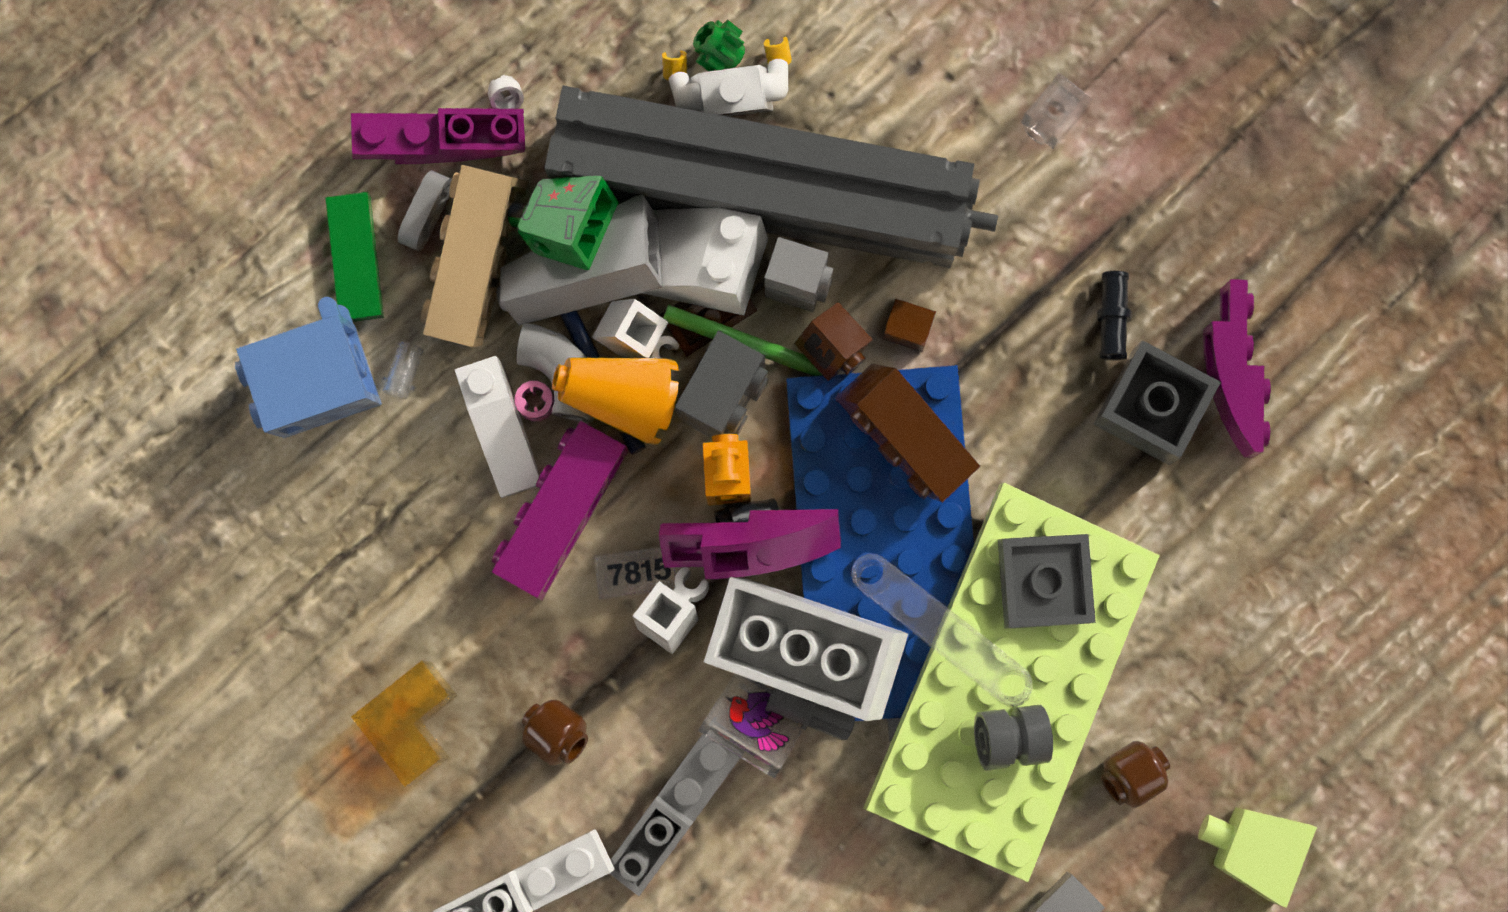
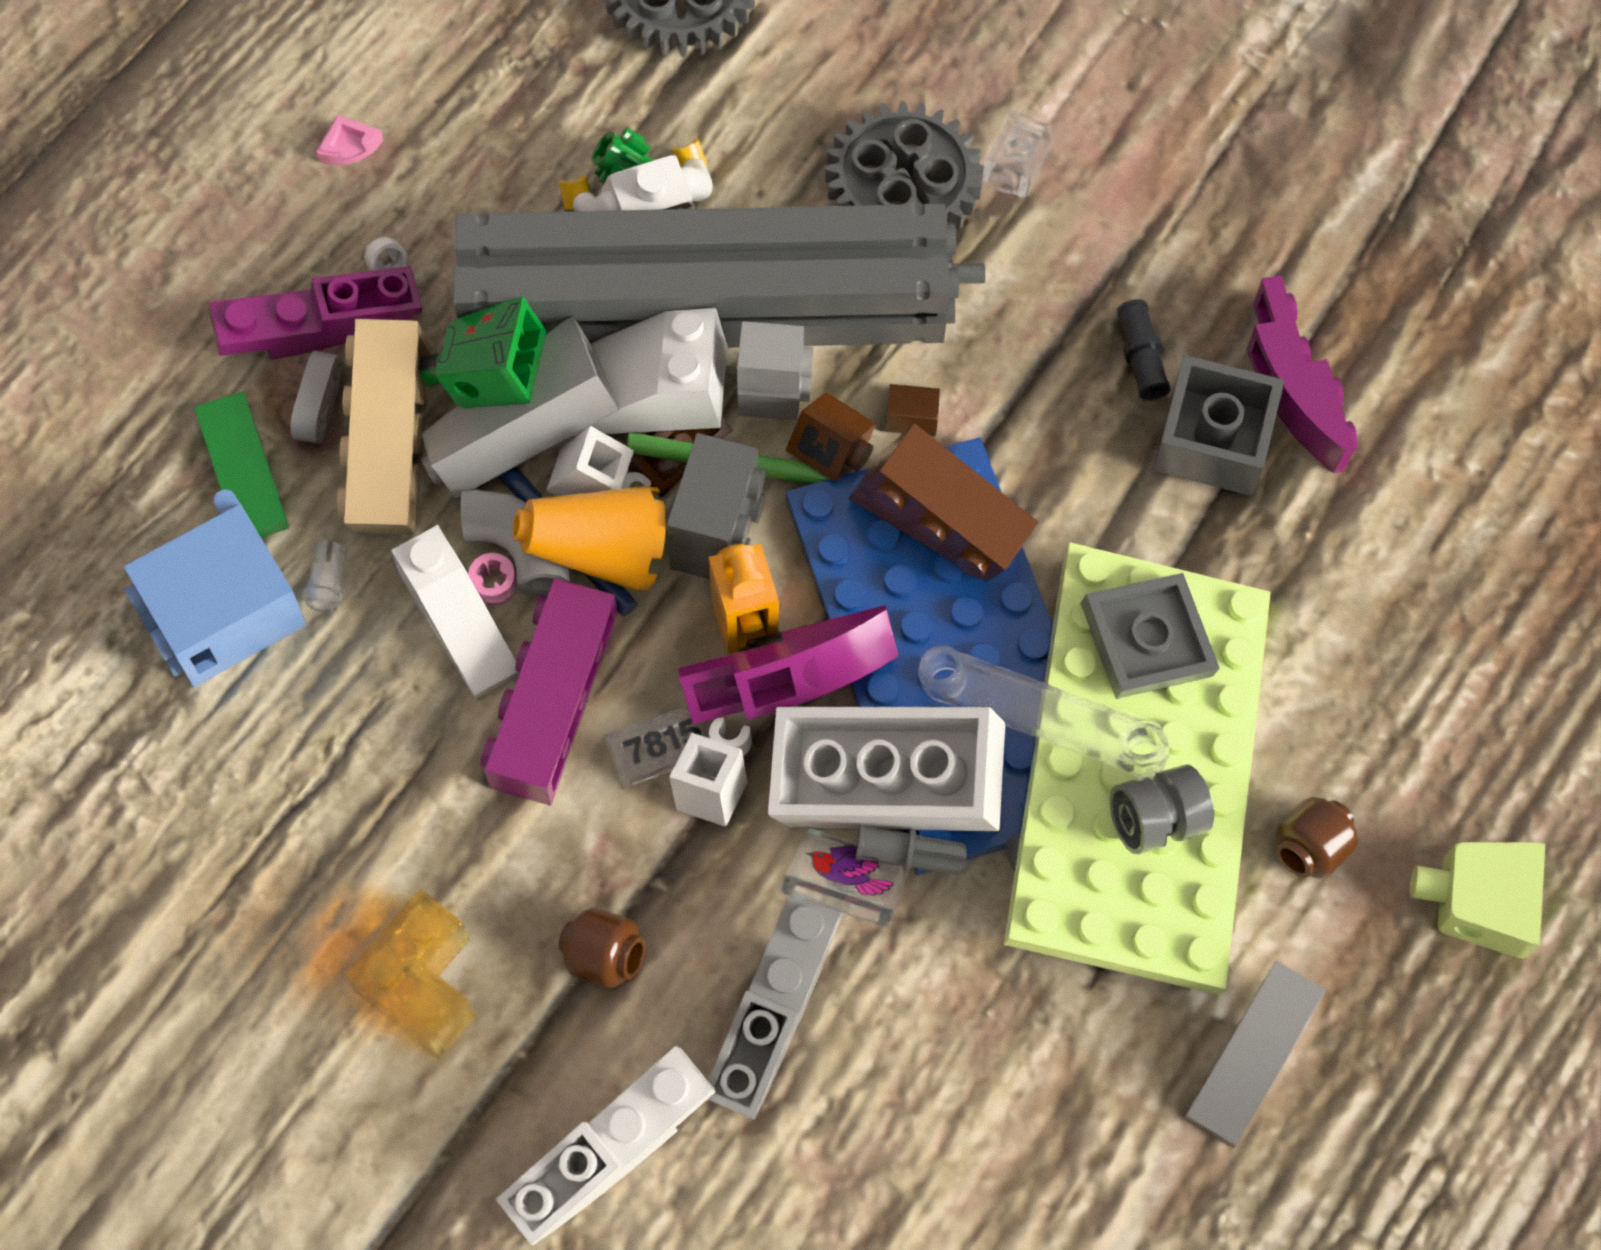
camera: 20 degrees left, 15 degrees down
(990, 100) = (940, 157): none -> dark grey gear

